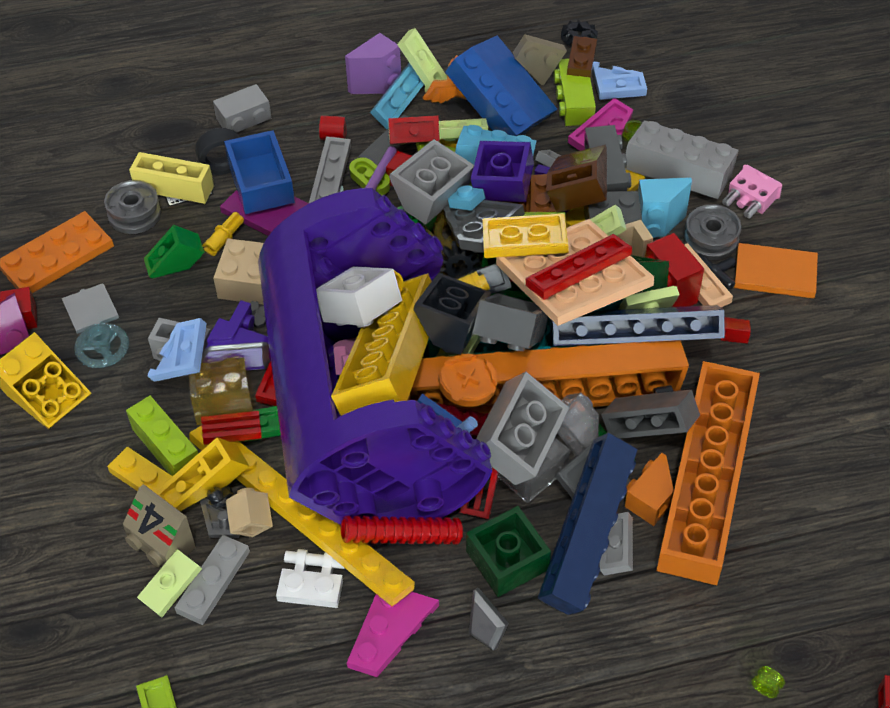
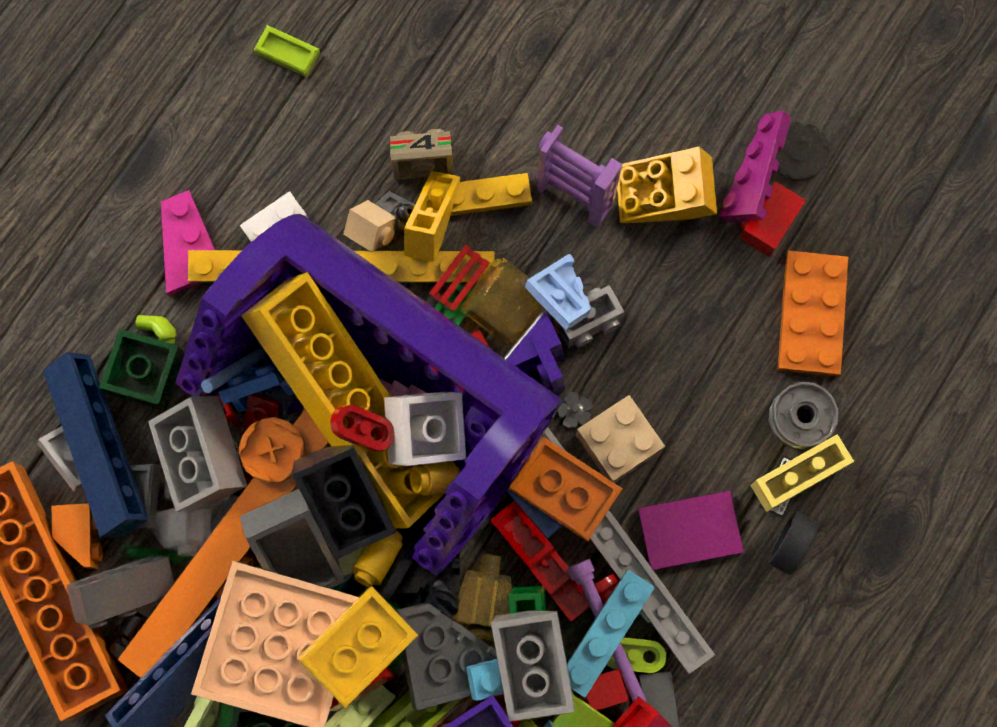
camera: 135 degrees right, 25 degrees up
(85, 399) = (577, 176): none -> medium lavender fence
(90, 307) = (717, 292): light grey piece -> none
(99, 339) = (663, 257): clear light blue piece -> none
(161, 435) = (506, 228): lime brick -> none
(169, 583) = (374, 131): yellowish green plate -> none
(174, 252) = (706, 402): green slope -> none
(212, 580) = (351, 163): light grey plate -> none
(222, 233) = (693, 466): yellow axle -> none
(242, 109) = (841, 622): light grey brick -> none
(259, 172) = (723, 546): blue piece -> none
(332, 127) = (729, 680): red brick -> none
(370, 178) = (607, 631): none -> medium azure plate
(397, 308) = (360, 427): none -> red plate
(465, 578) = (159, 325): none -> lime arm
(486, 621) = (111, 303): flat silver piece -> none
(578, 266) = (268, 644): red tile -> none

